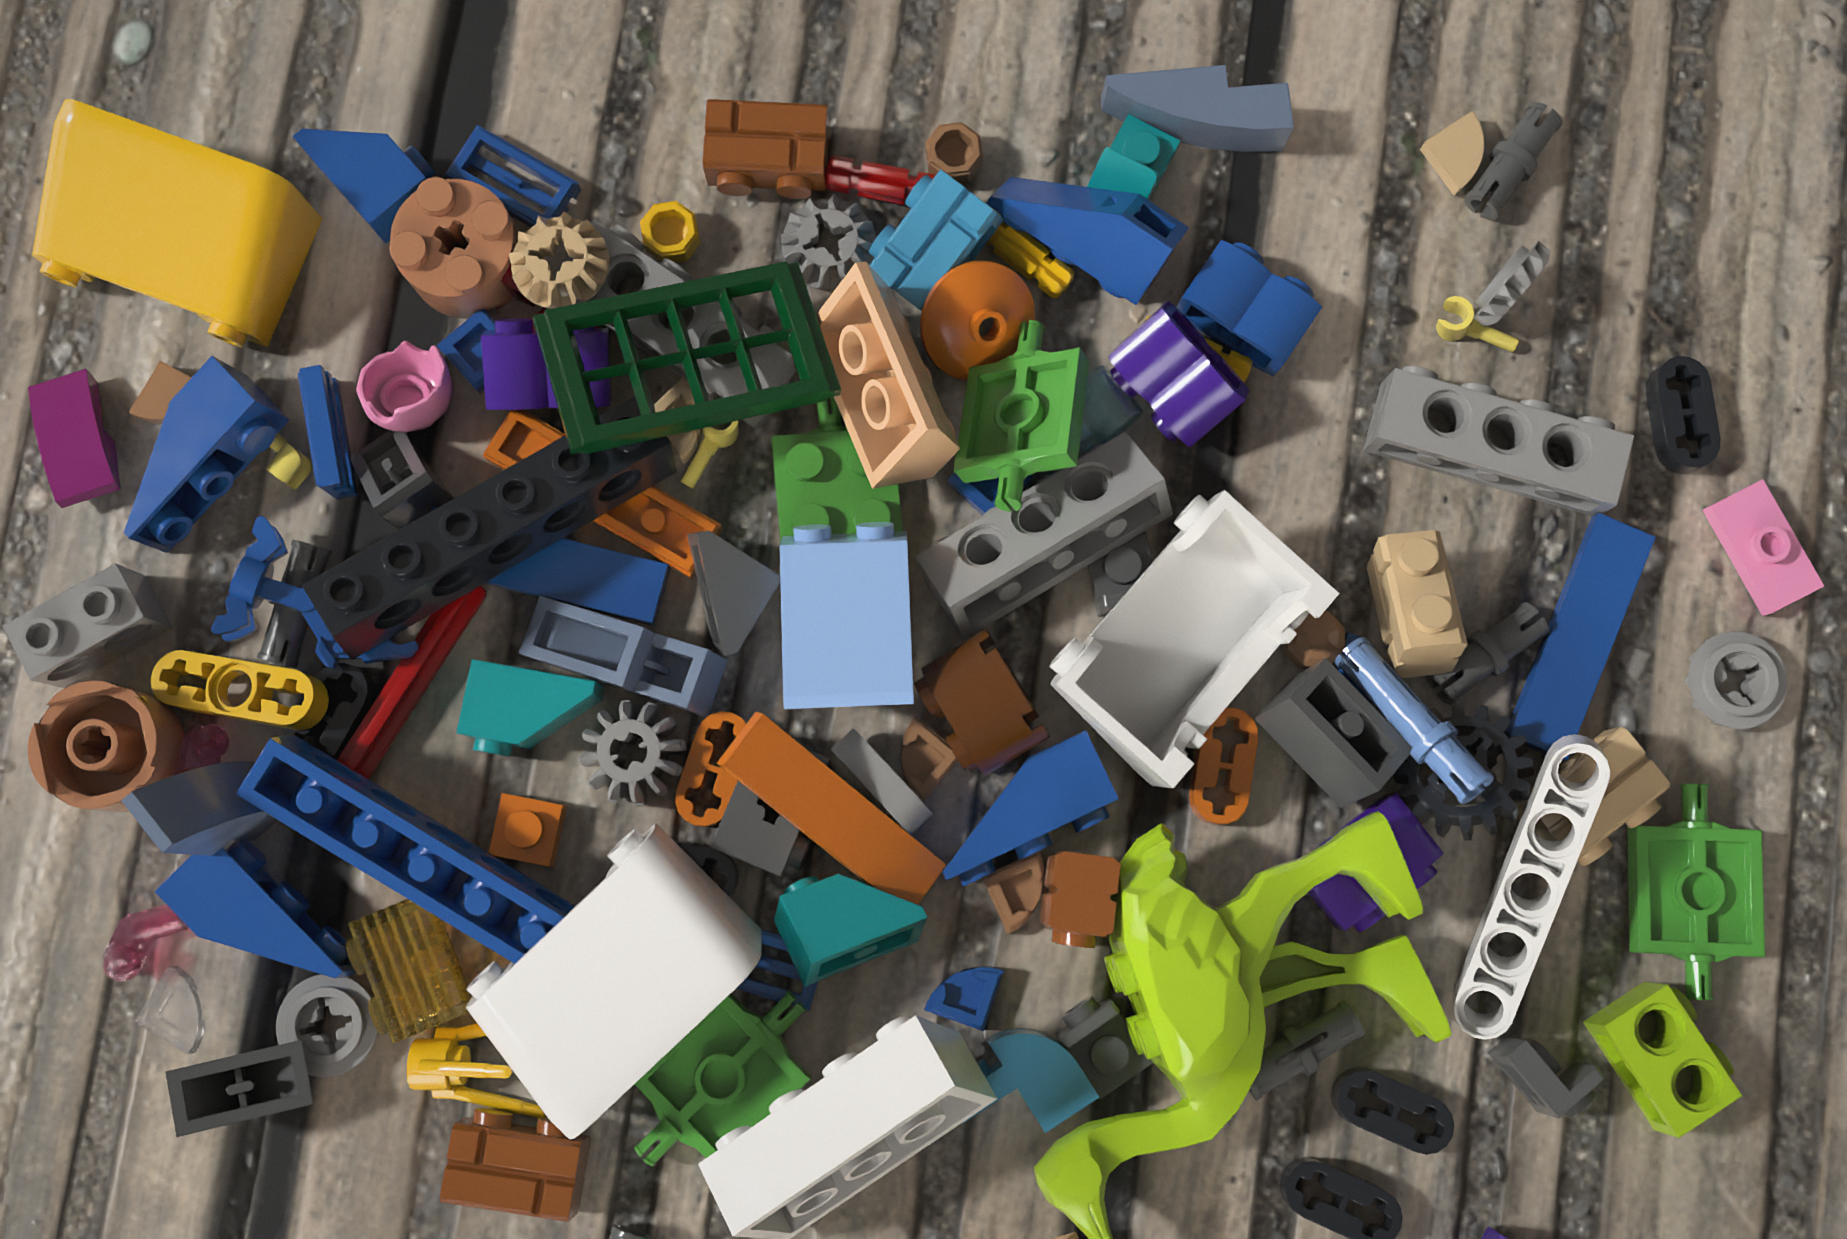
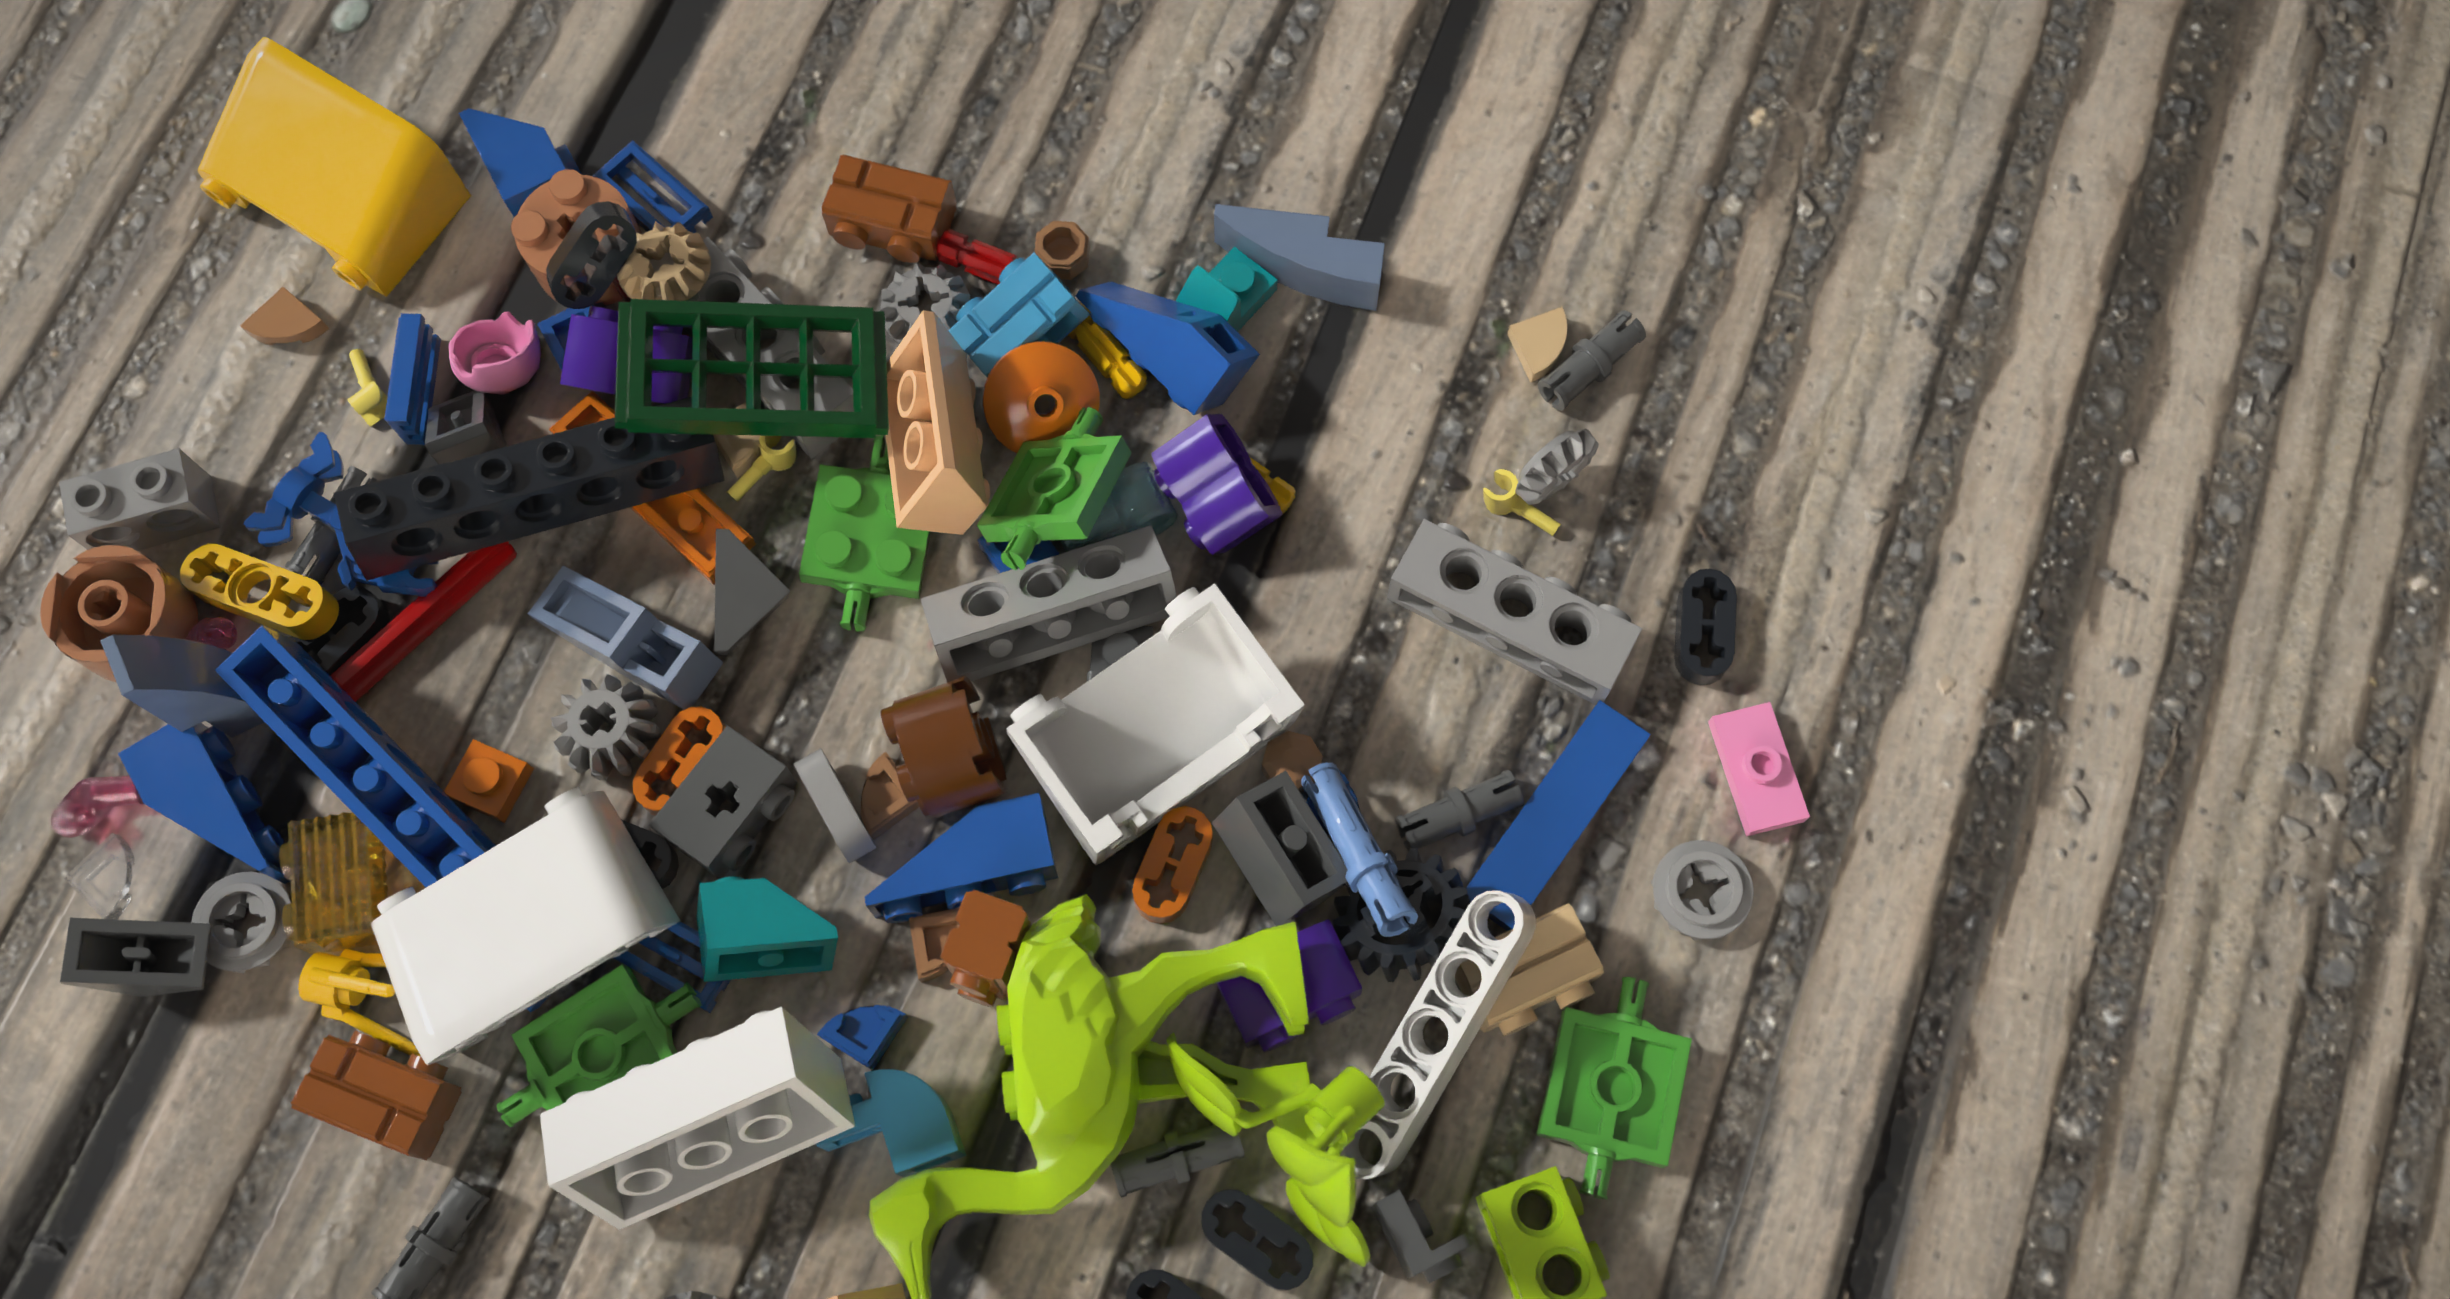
camera: 15 degrees right, 10 degrees down
(71, 438) = (181, 338): magenta slope -> none
(201, 448) = (289, 372): blue slope -> none
(488, 270) = (582, 250): none -> black beam
(520, 706) = (514, 661): teal slope -> none
(591, 580) = (615, 561): blue tile -> none
(670, 232) = (780, 267): yellow tile -> none
(829, 810) = (771, 815): orange tile -> none
(845, 617) = (836, 635): light blue slope -> none
(1101, 1044) = (978, 1108): dark grey bracket -> none
(1249, 306) = (1303, 439): blue brick -> none
(1416, 603) = (1392, 743): tan brick -> none
(1454, 1066) = (1320, 1181): none -> lime plant

